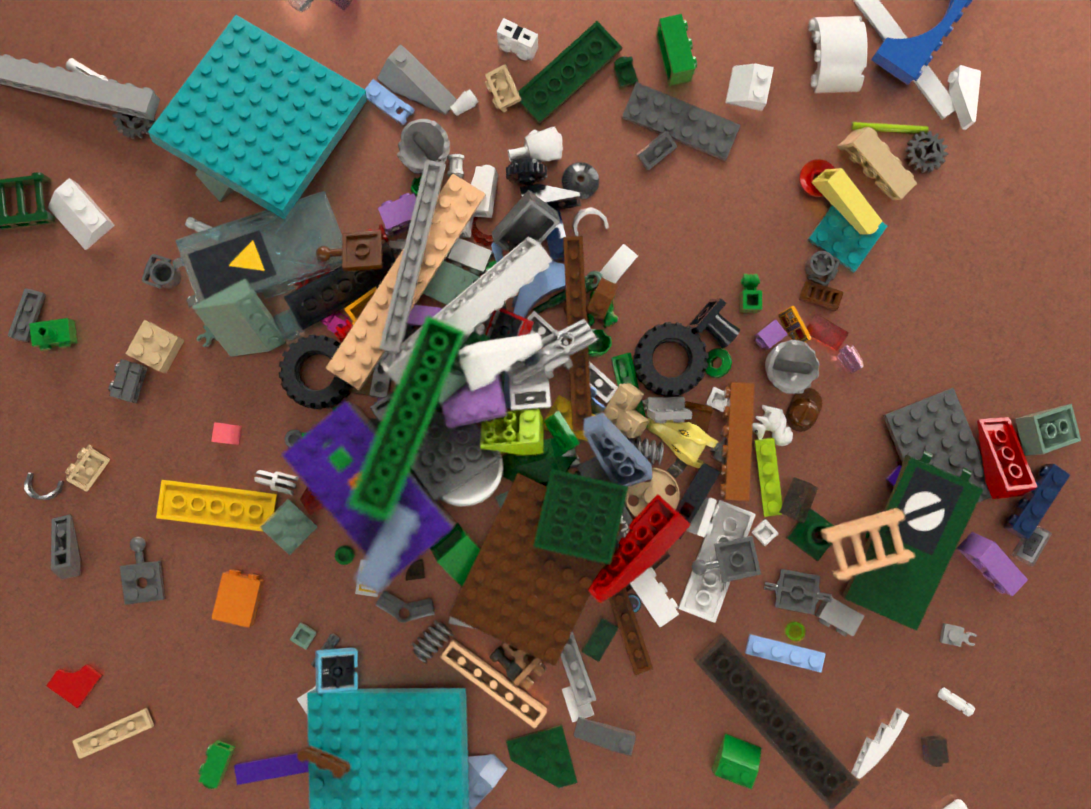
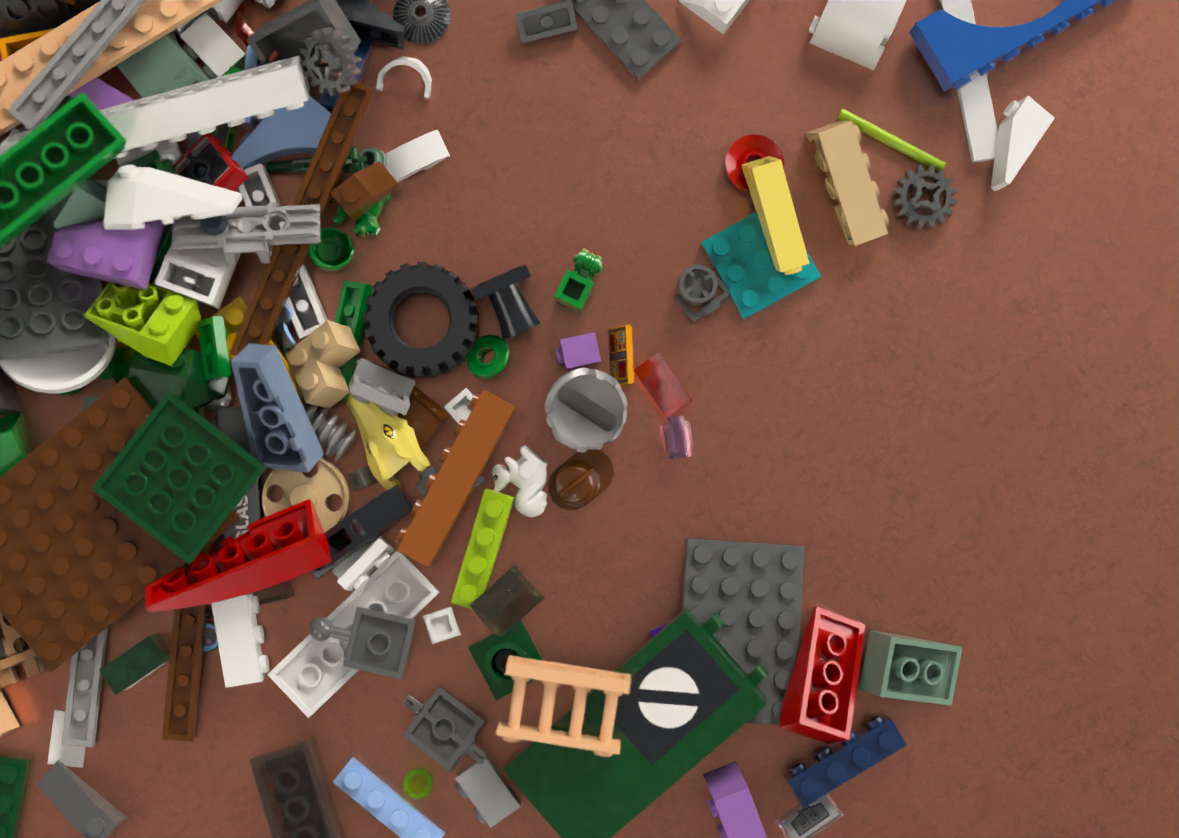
camera: 25 degrees right, 0 degrees up
(552, 231) = (330, 61): none -> dark grey gear
(826, 304) = (690, 353): reddish brown slope -> none

